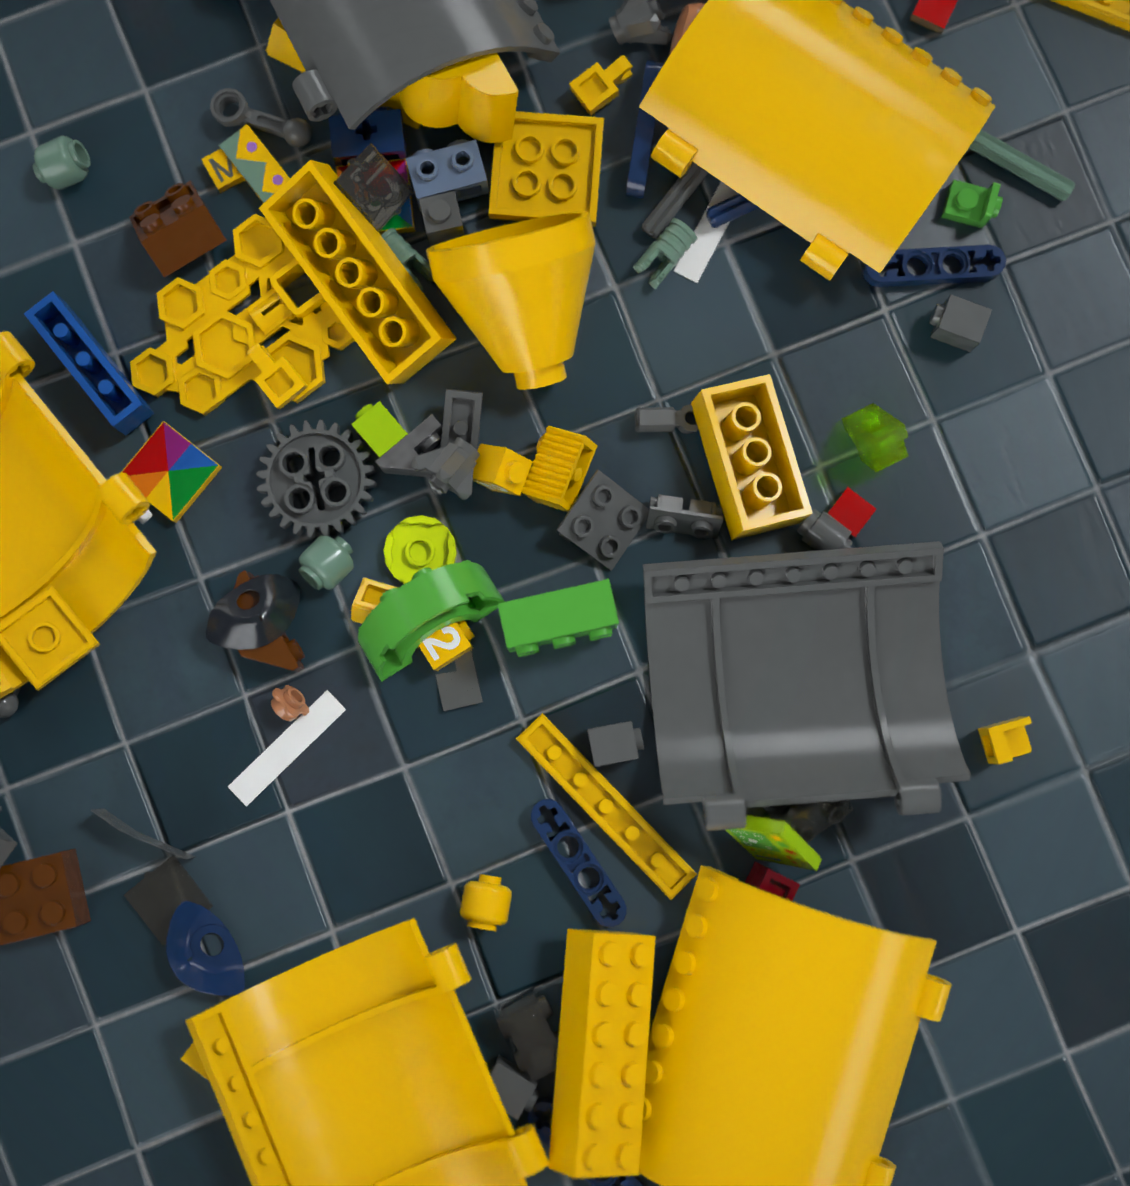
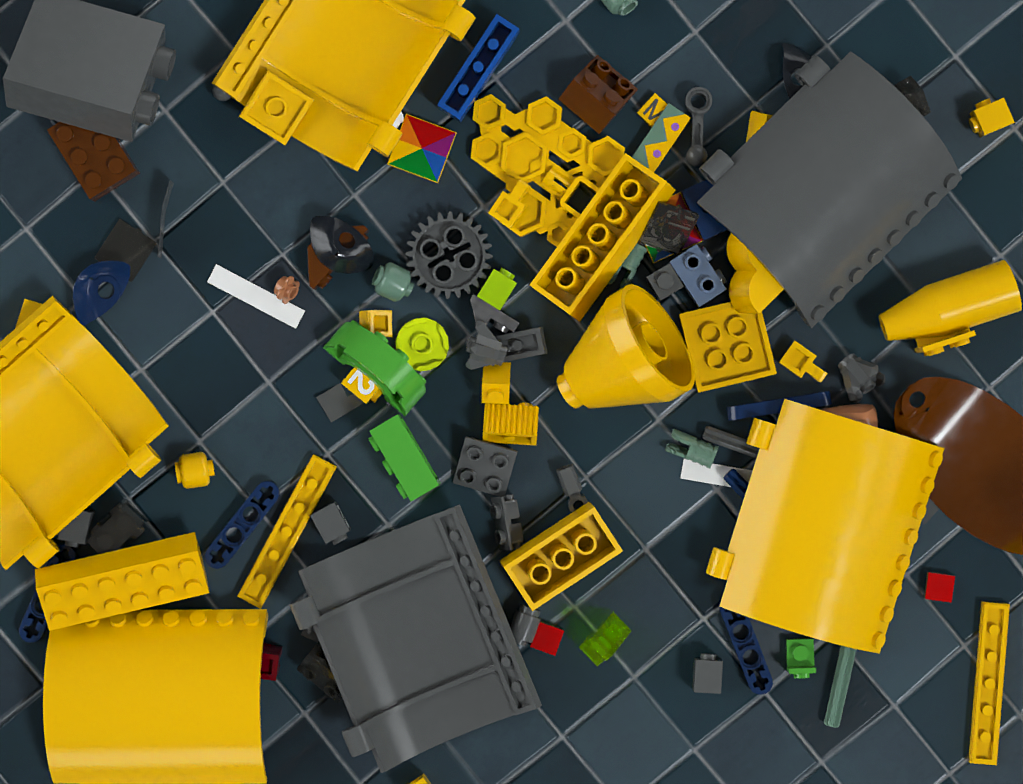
camera: 70 degrees right, 5 degrees up
(775, 843) = (297, 655): lime tile -> none

